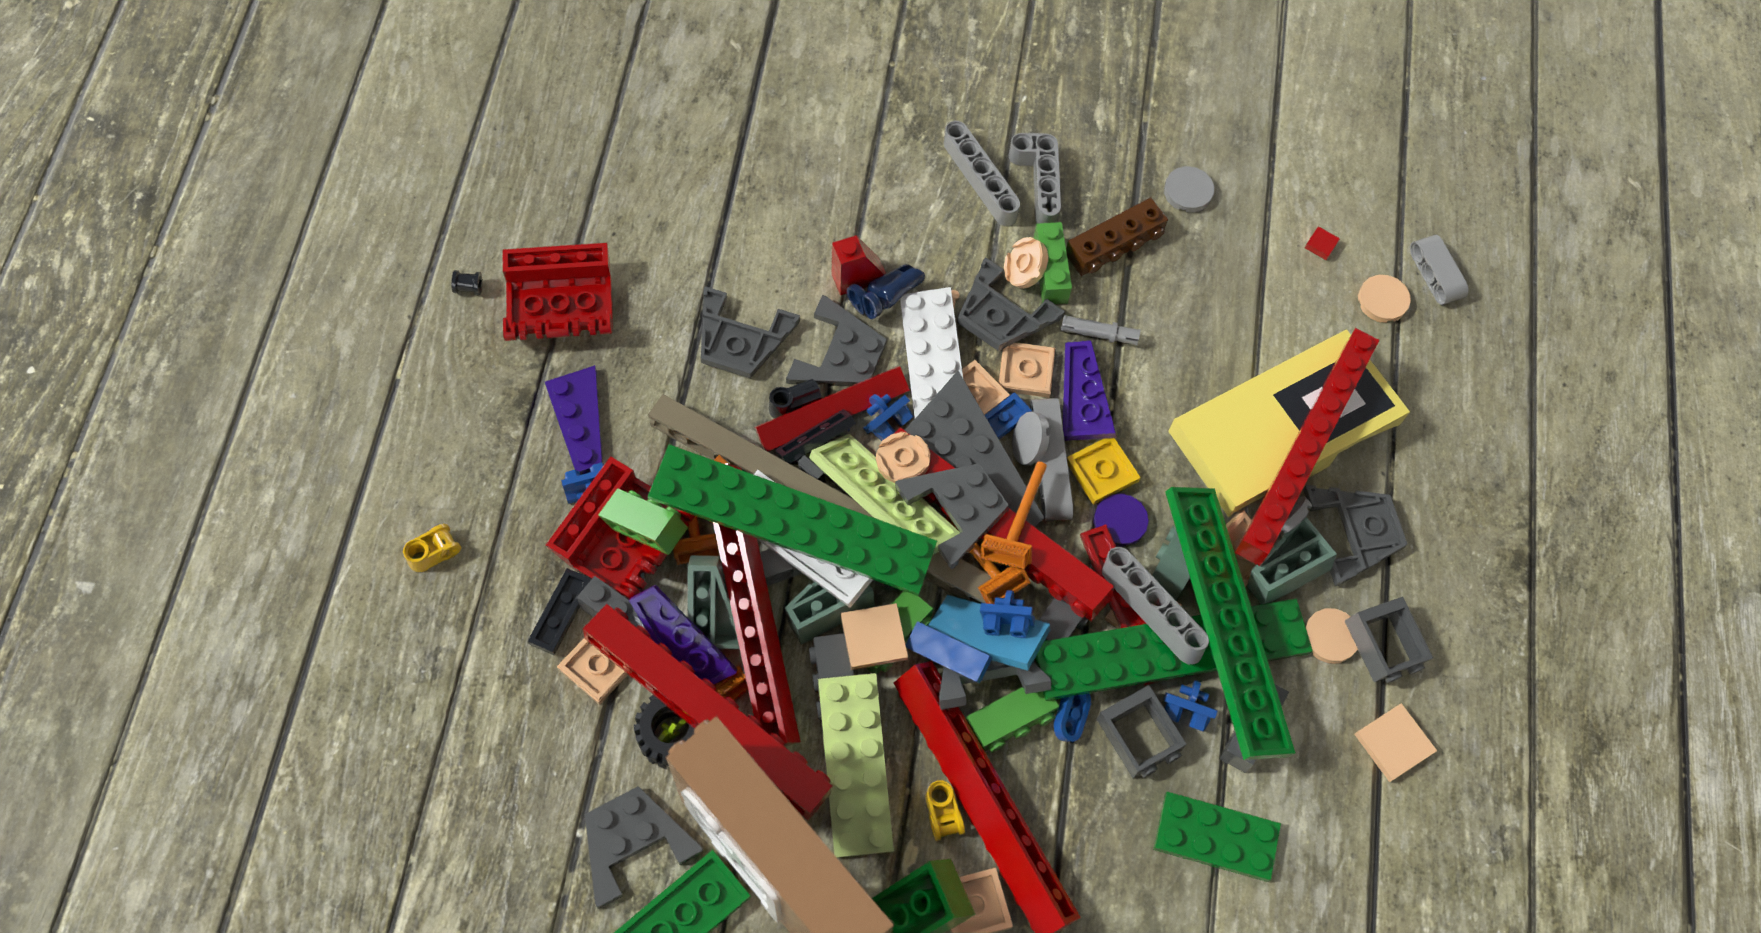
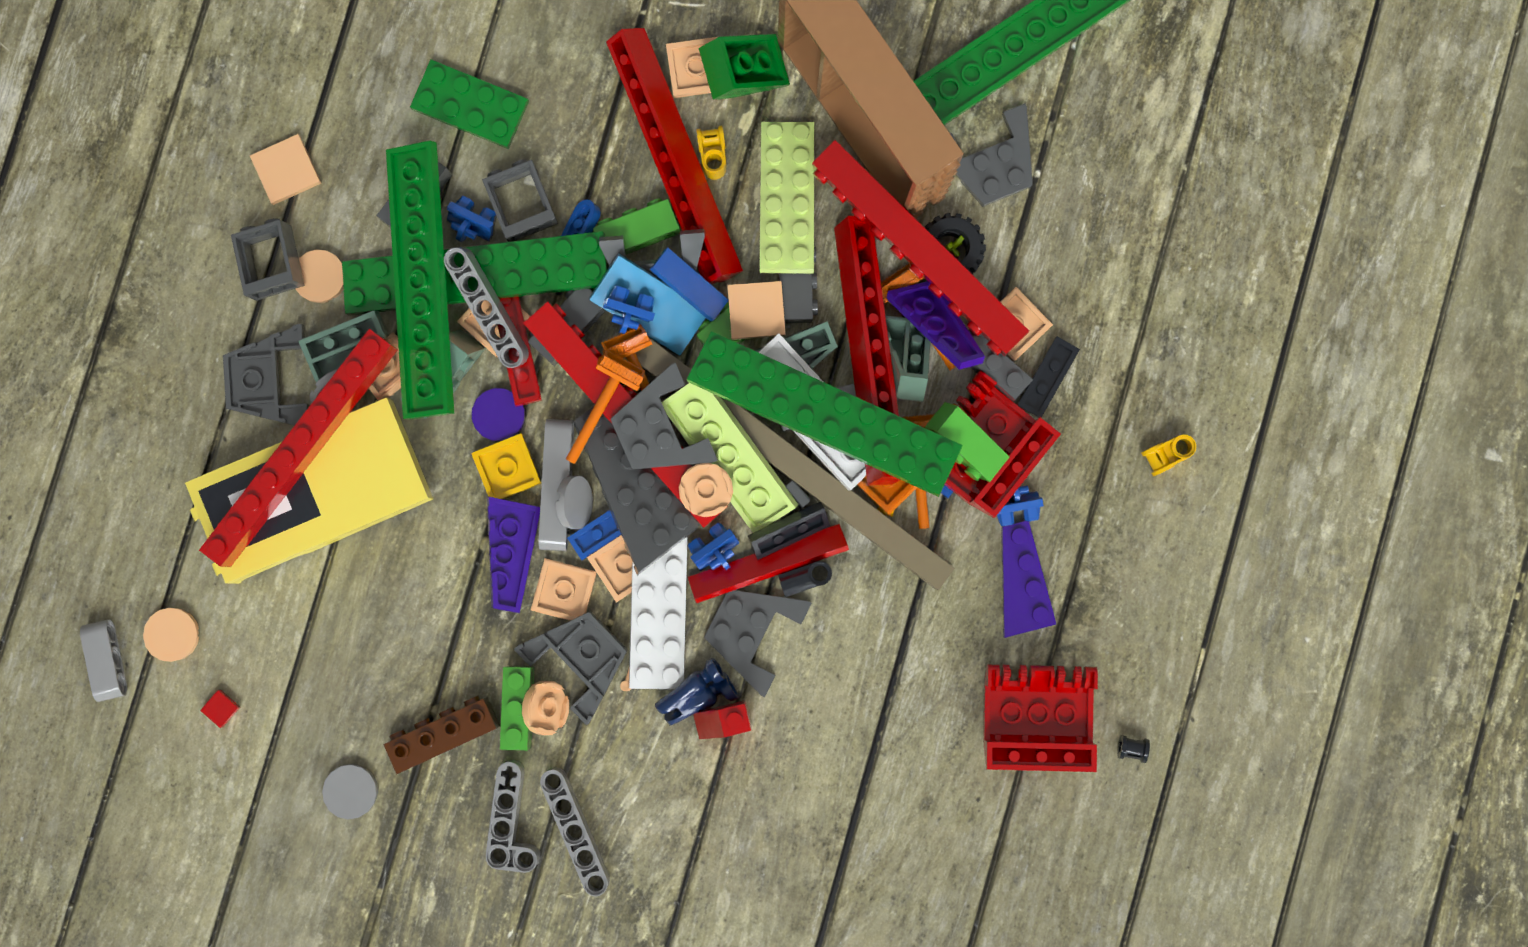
camera: 170 degrees left, 20 degrees up
(736, 345) = (861, 647): dark grey wing -> none
(1101, 330) = (479, 625): light grey pin -> none

